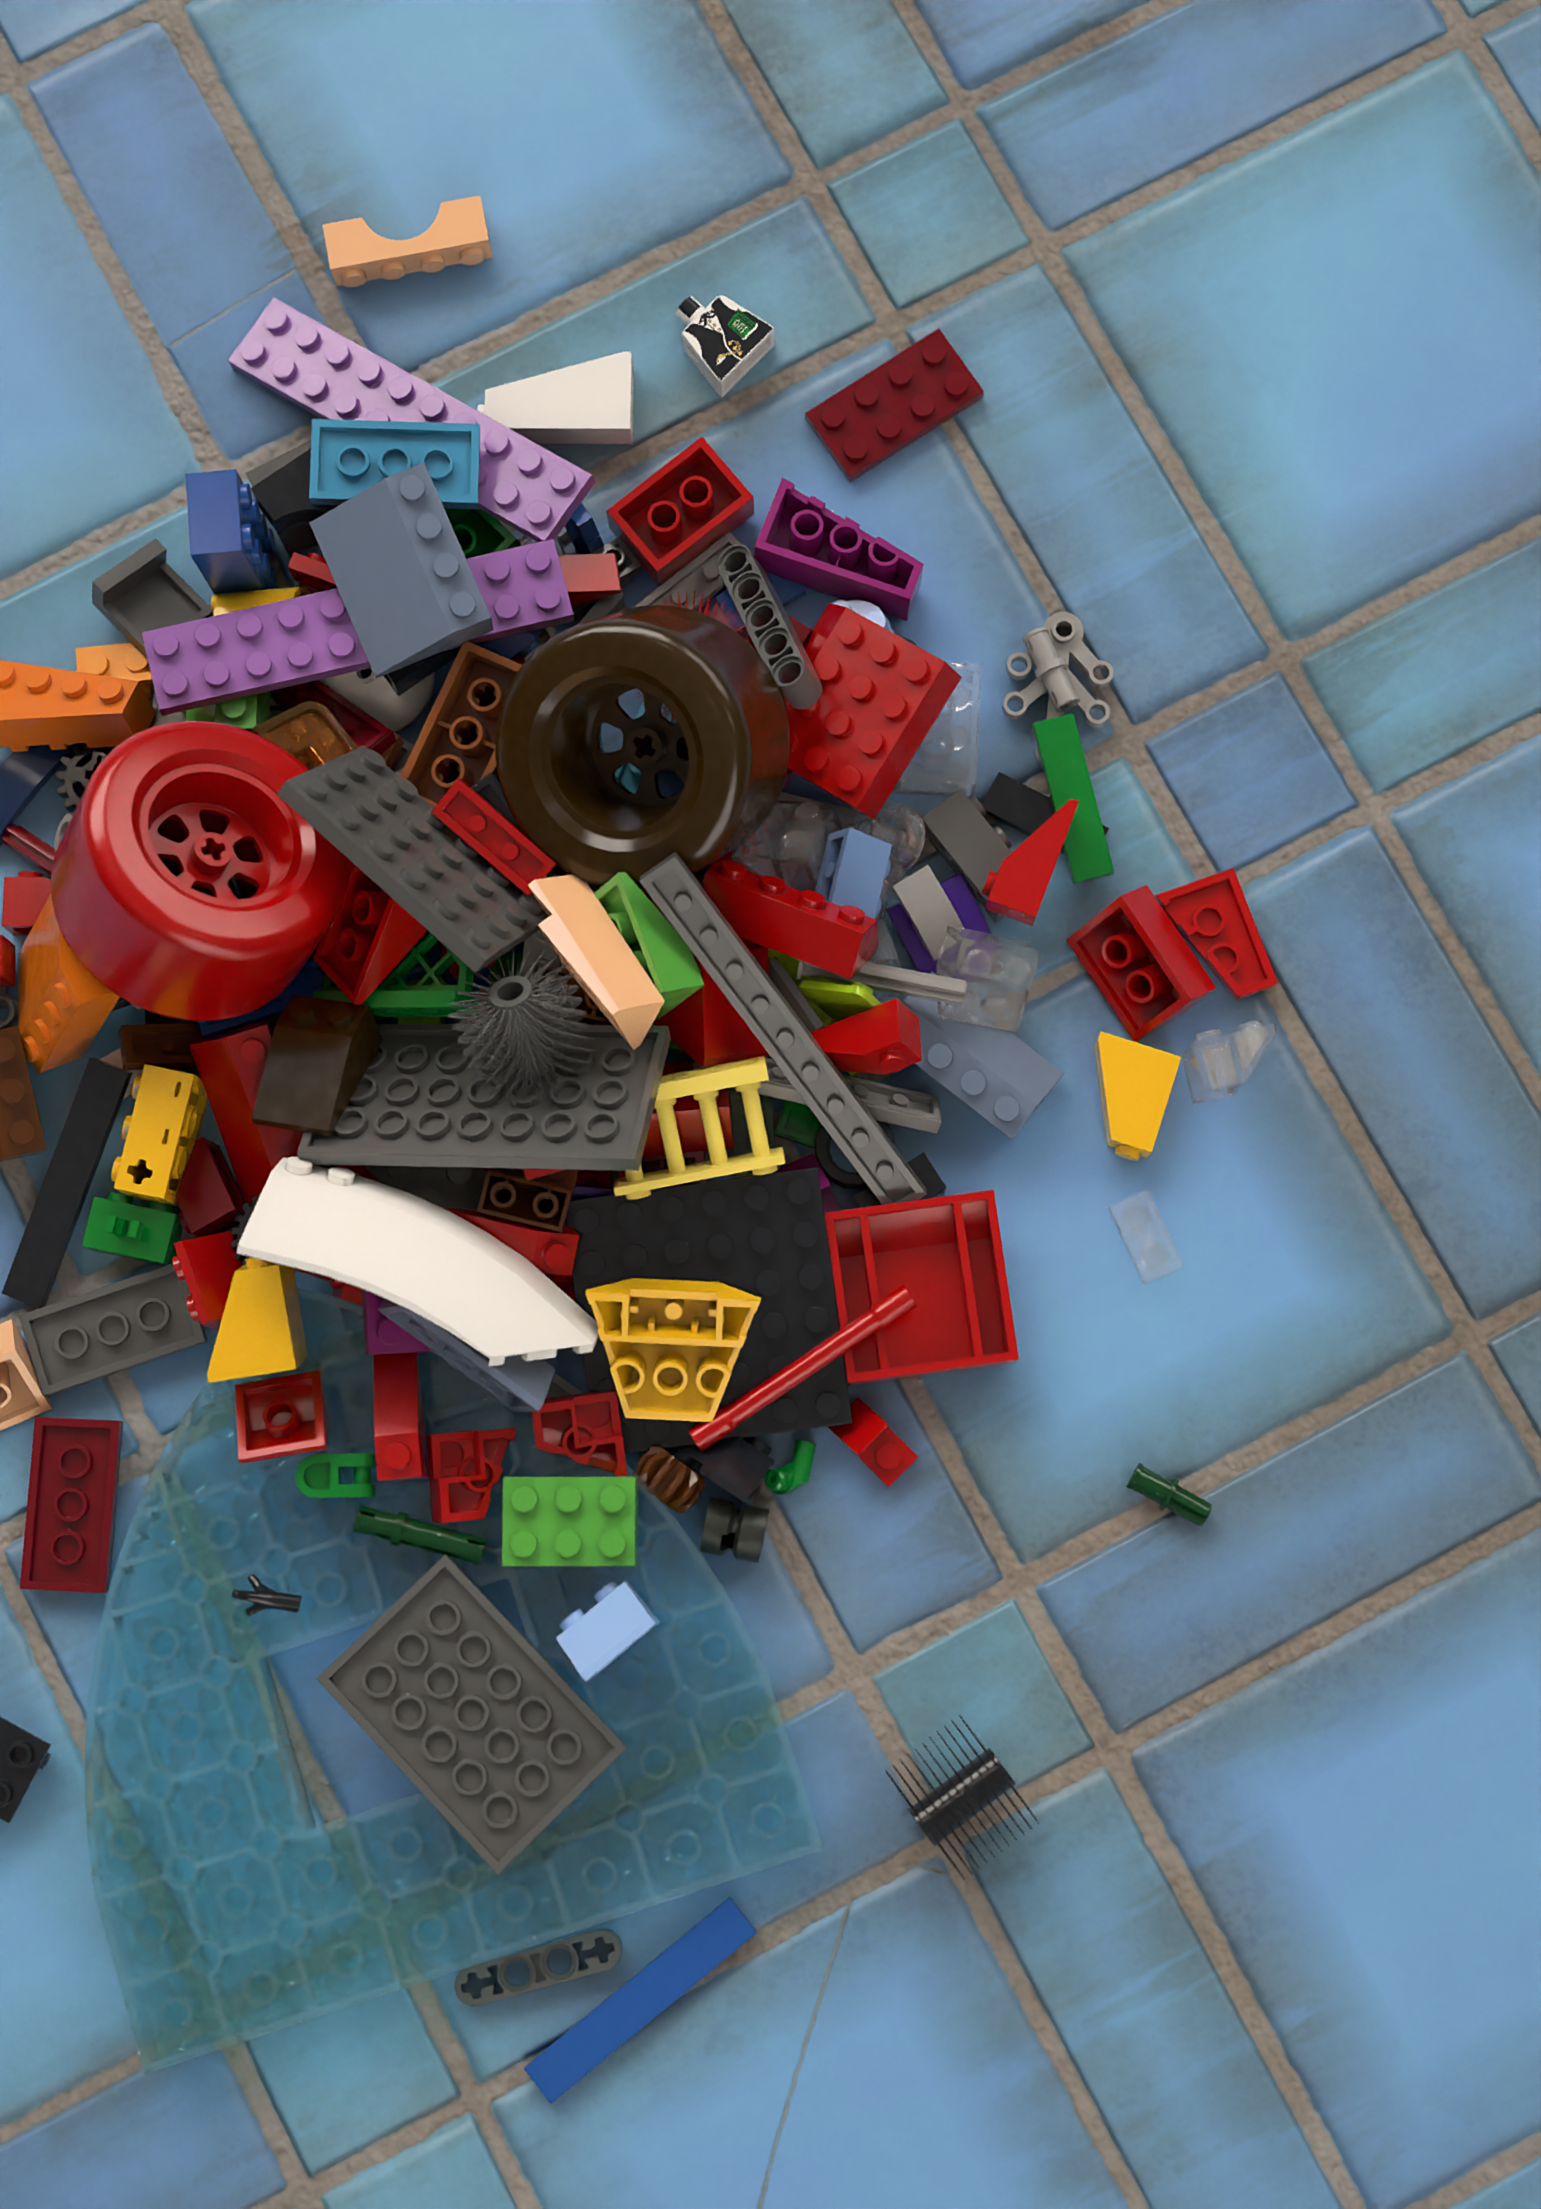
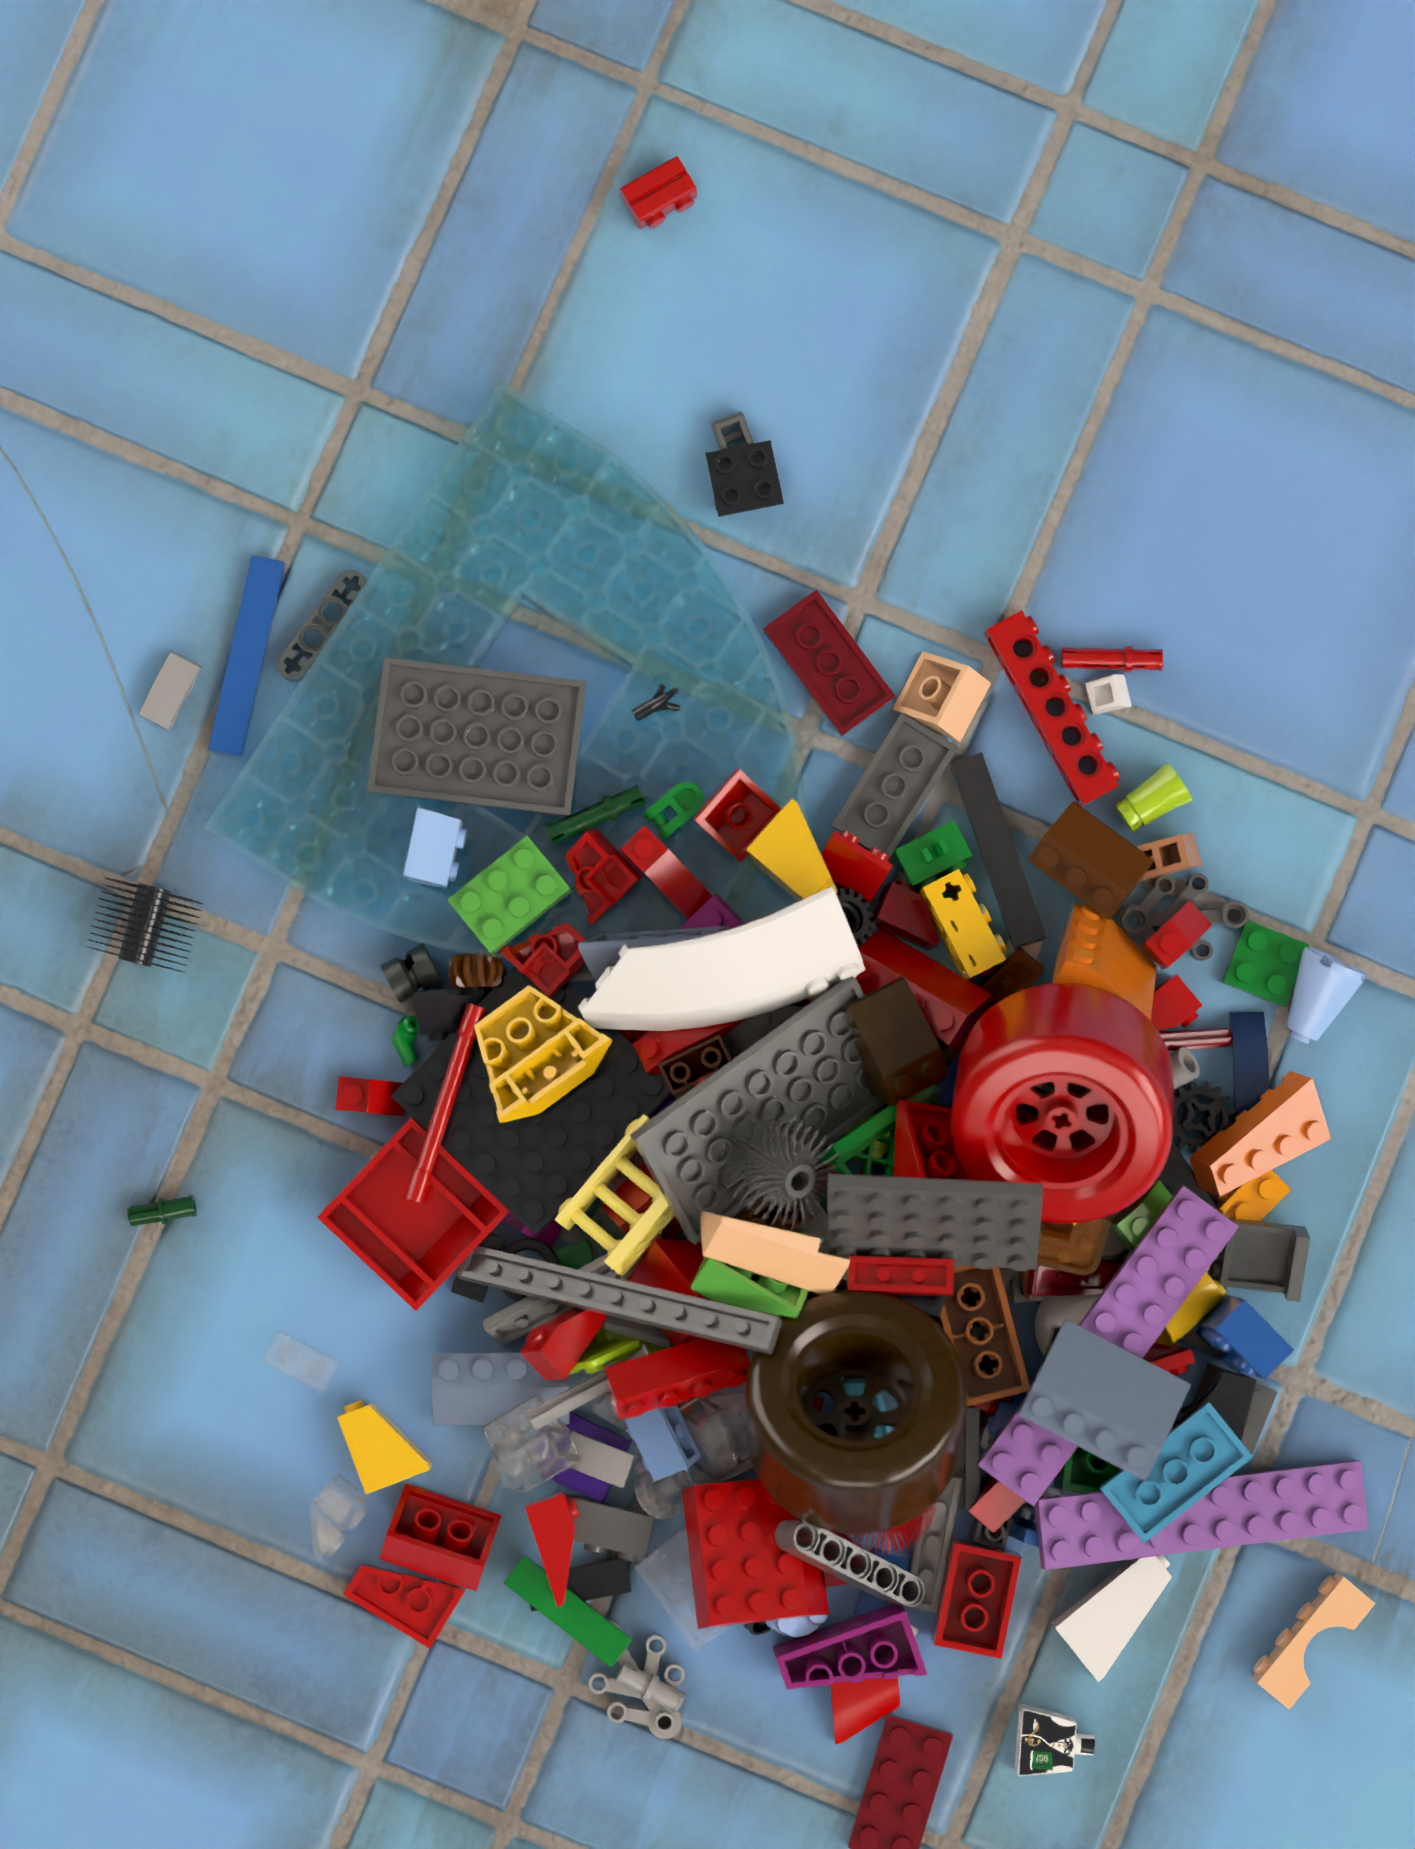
camera: 130 degrees right, 5 degrees up
(746, 2028) = (170, 690): none -> light grey slope
(870, 504) = (861, 1704): none -> red slope

